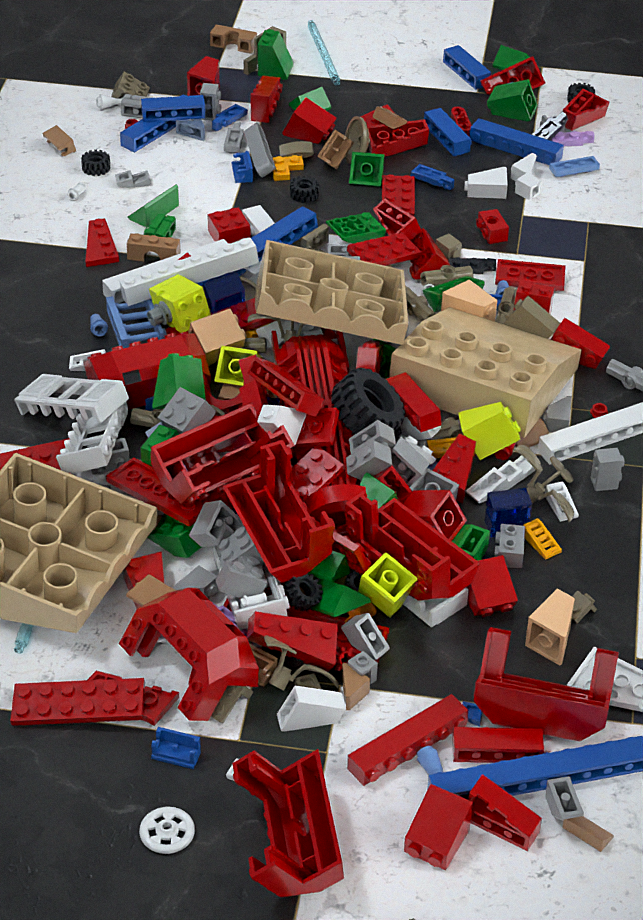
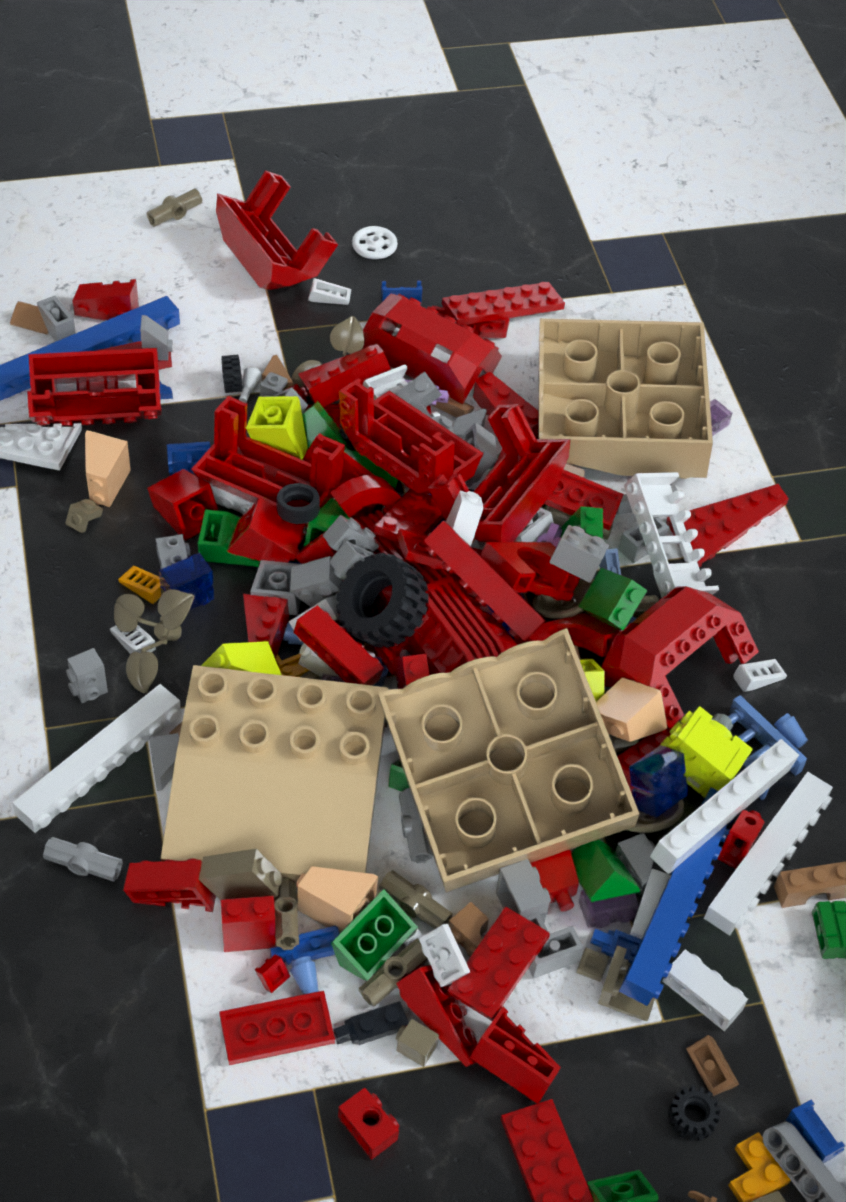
camera: 155 degrees right, 10 degrees up
(97, 395) = (686, 562): white window -> none
(148, 590) = (497, 385): medium nougat piece -> none
(228, 225) = (748, 965): red brick -> none
(278, 205) = (712, 1065): none -> medium nougat slope
(310, 708) = (303, 344): white slope -> none
(357, 227) = (564, 1012): green slope -> none
(377, 694) = (251, 378): none -> white cone
(399, 512) = (298, 515): none -> black tyre
(399, 690) = (231, 373): none -> black tyre
(406, 740) = (208, 346): red brick -> none
(418, 264) = (444, 955): none -> white bracket
(429, 760) = (185, 336): medium blue cone -> none
(438, 827) = (157, 278): red slope -> none
(466, 632) = (185, 455): none -> blue hinge
(470, 719) = (155, 337): none -> light grey slope
(500, 479) = (220, 632): white slope -> none
(598, 410) = (117, 783): red plate -> none

